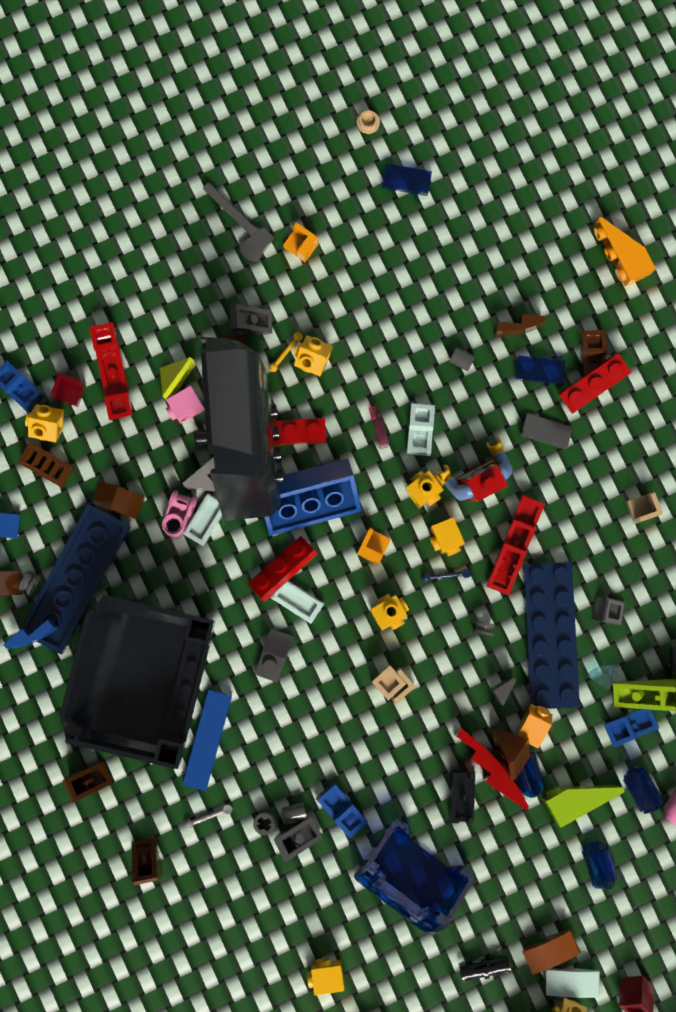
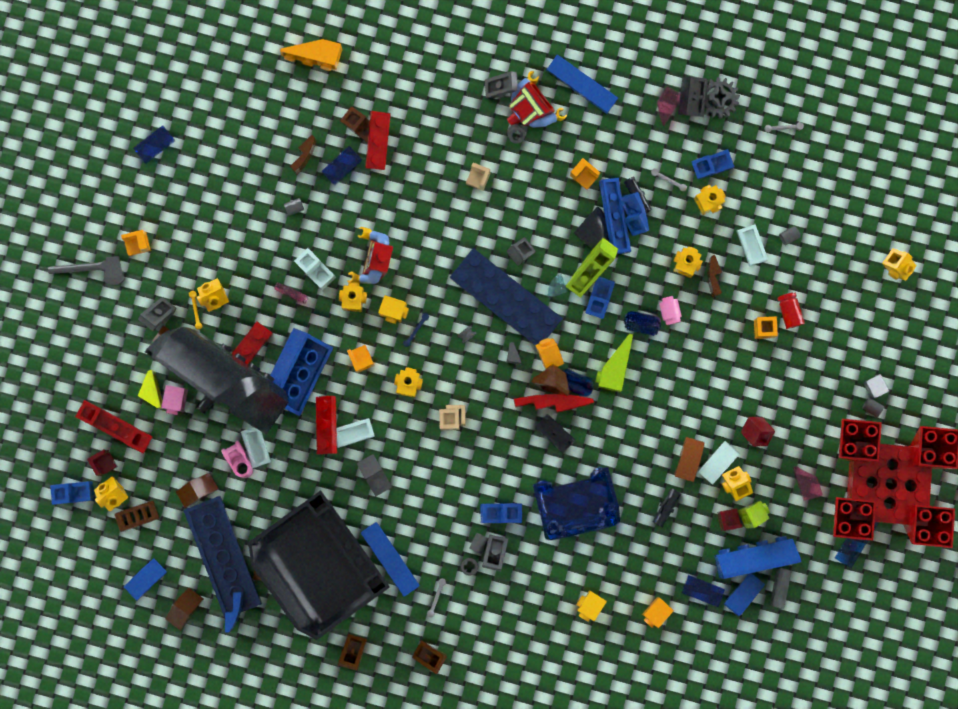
camera: 45 degrees left, 0 degrees up
(29, 583) = (200, 587): dark grey bush -> none
(201, 478) = (229, 428): light grey slope -> none
(368, 122) = (97, 137): tan plate -> none
(515, 544) = (433, 272): red slope -> none
(546, 431) = (382, 194): dark grey slope -> none
(600, 865) = (665, 387): clear blue piece -> none

